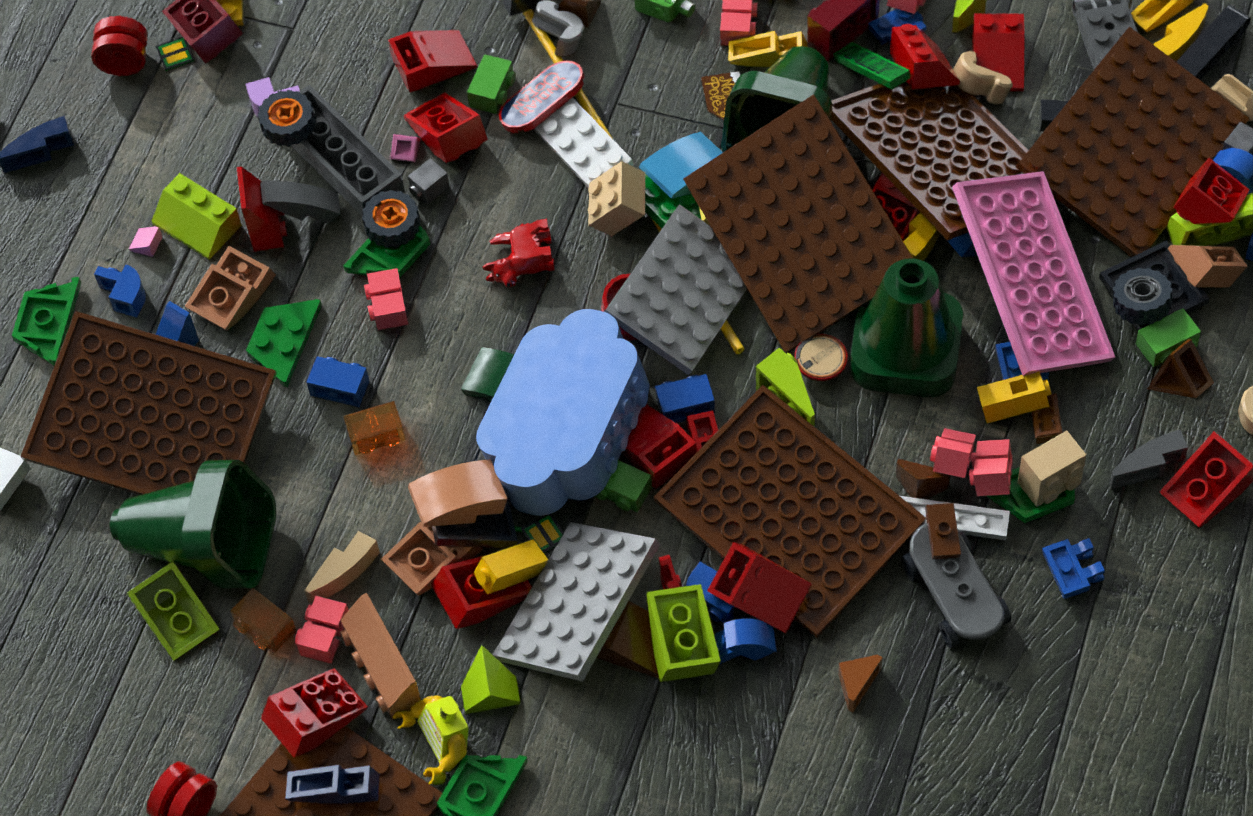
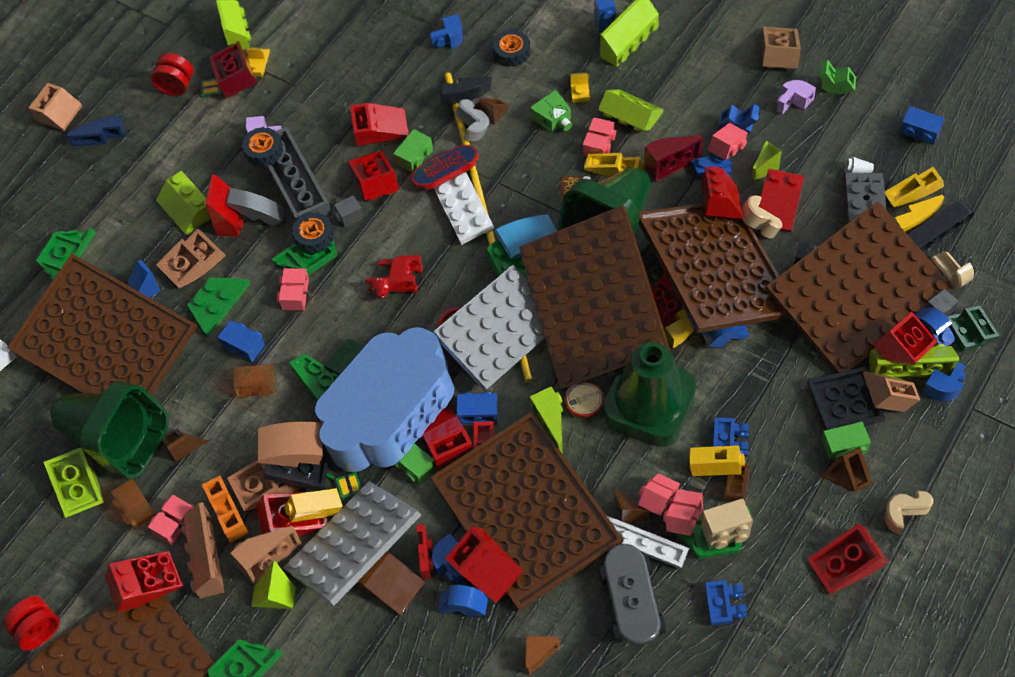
camera: 15 degrees right, 0 degrees up
(126, 287) = (122, 244): blue brick -> none
(146, 241) = (148, 213): bright pink slope -> none
(299, 531) = (181, 444): none -> reddish brown slope
(333, 785) = (138, 639): dark blue slope -> none
(343, 567) = (194, 477): tan slope -> none
(402, 610) = (225, 509): none -> orange arch
(405, 148) = (341, 184): bright pink slope -> none
(444, 731) = (229, 618): torso -> none
(453, 407) = (312, 375): none -> green wing
(459, 640) = (258, 552): none -> nougat slope
(616, 198) = (472, 251): tan brick -> none
(682, 633) = (418, 585): lime slope -> none
(872, 65) = (683, 192): green tile -> none
(943, 531) = (631, 553): reddish brown plate -> none
(1033, 273) = (755, 371): bright pink plate -> none
(1142, 296) = (833, 406): black wheel -> none
(1150, 459) = (806, 532): dark grey slope -> none

